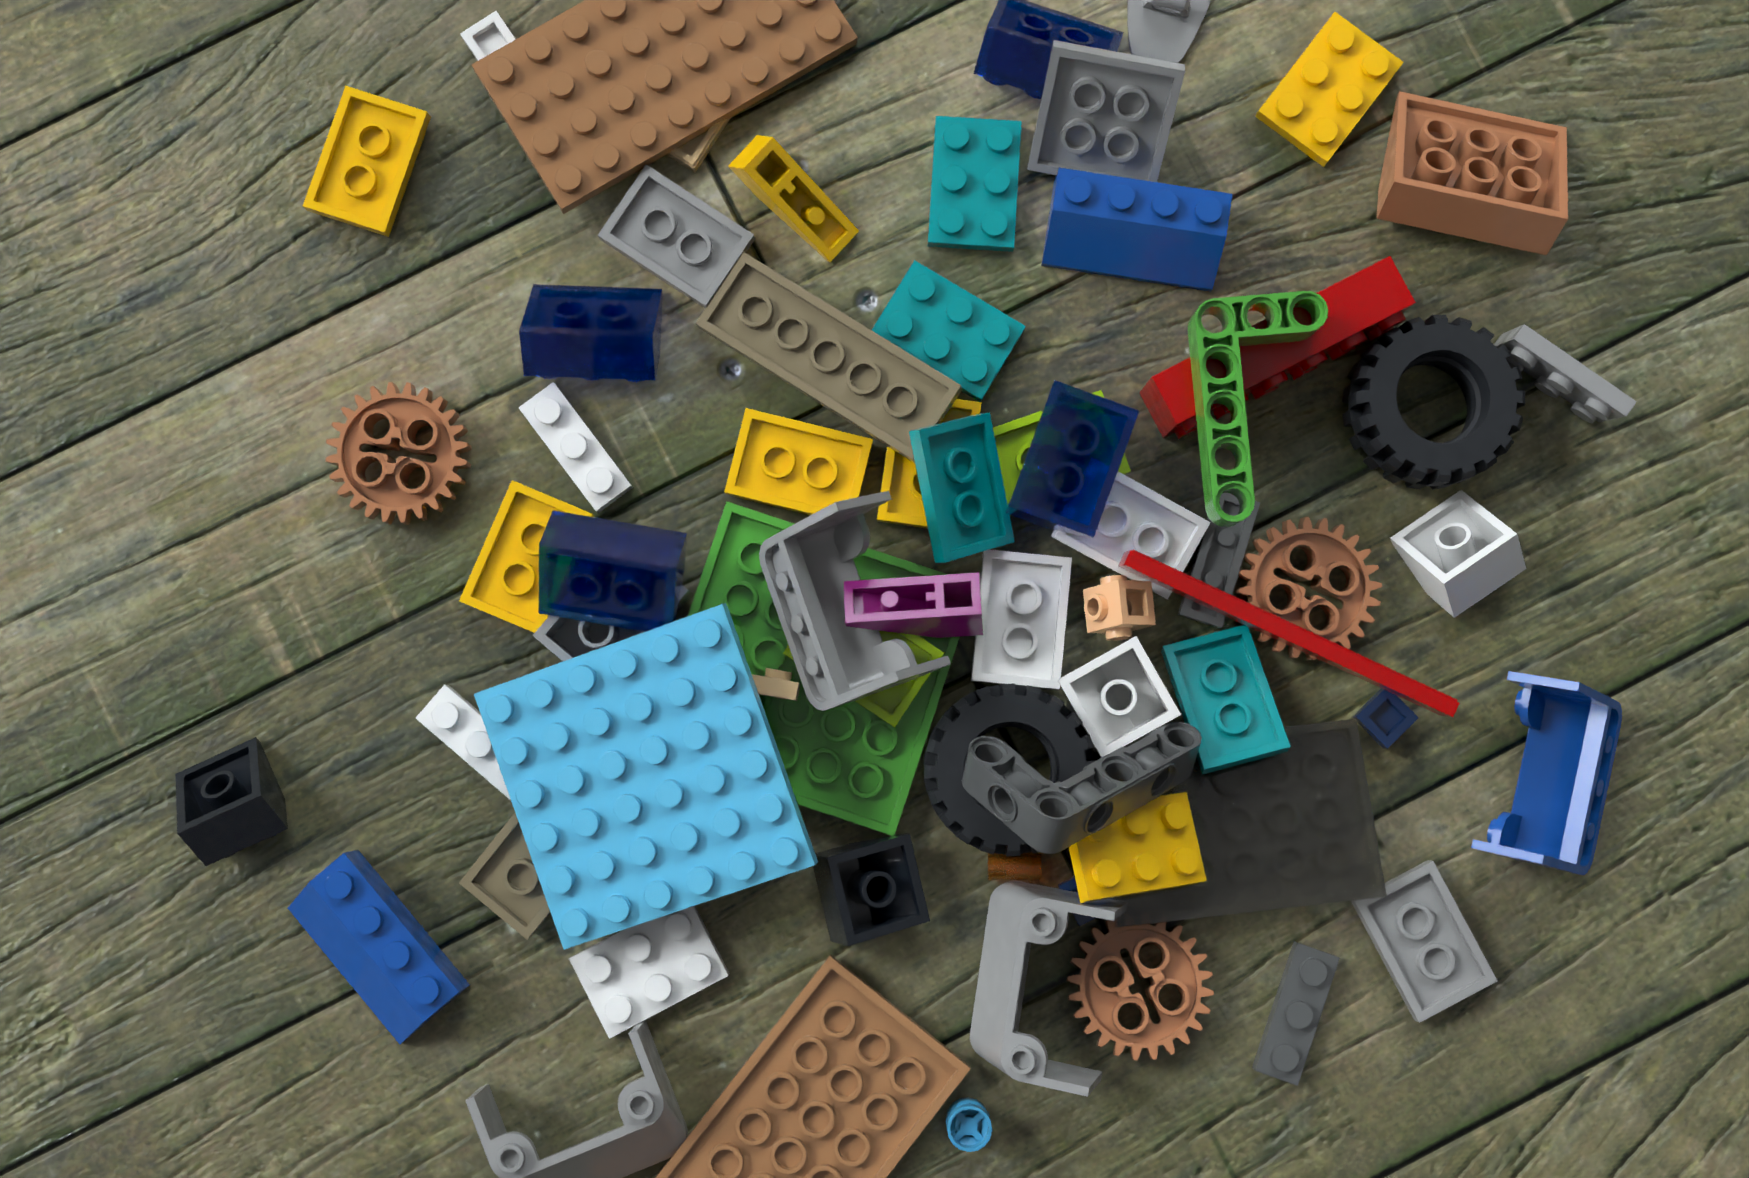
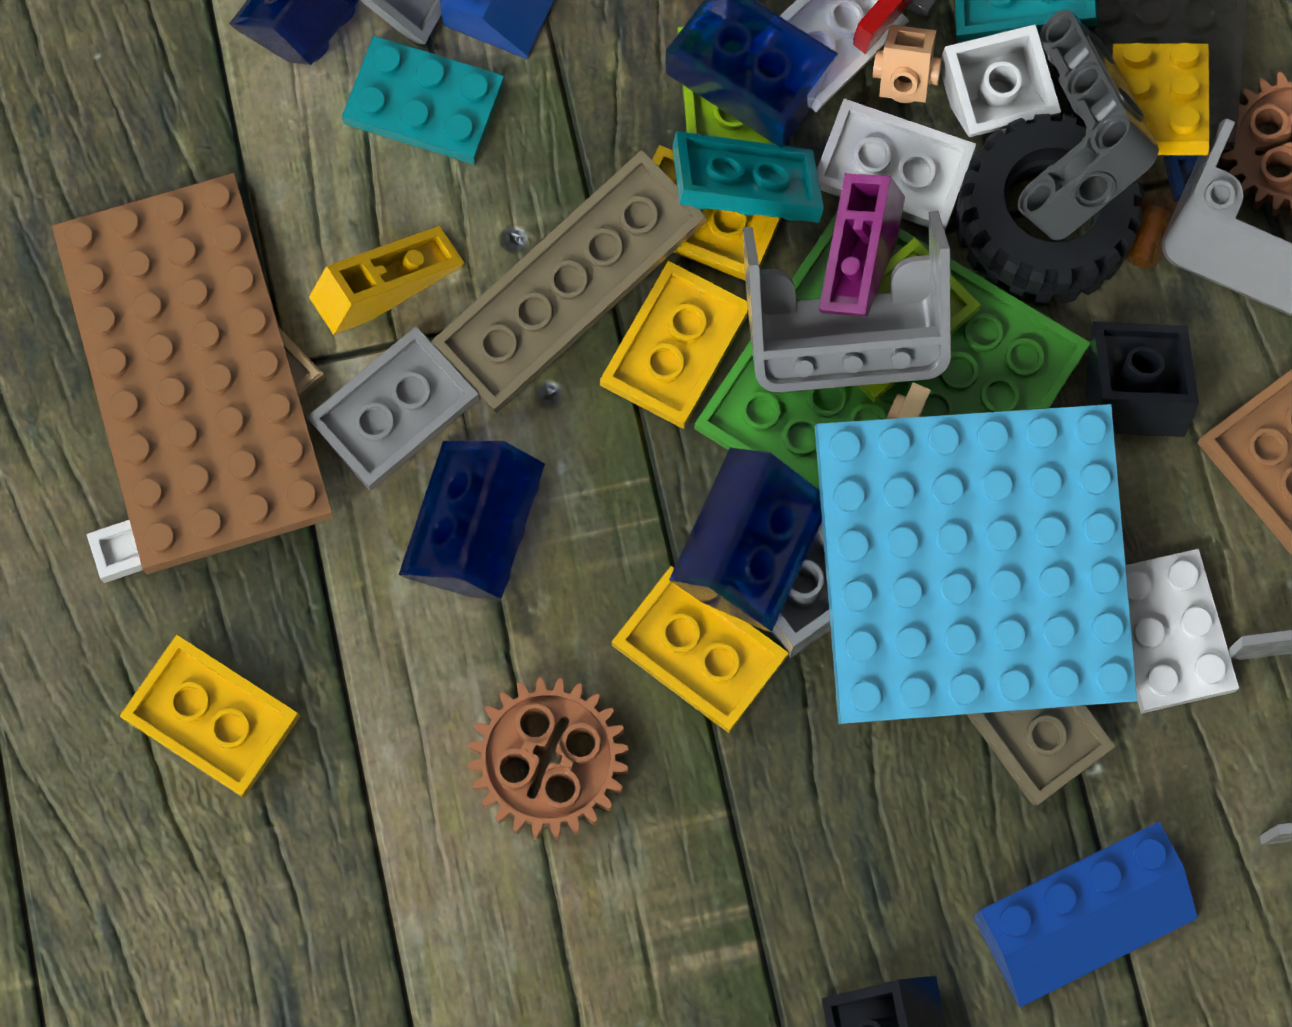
camera: 75 degrees left, 10 degrees down
(464, 732) = (883, 757): white plate -> none
(575, 447) = (591, 572): white plate -> none
(949, 329) = (568, 160): teal plate -> none

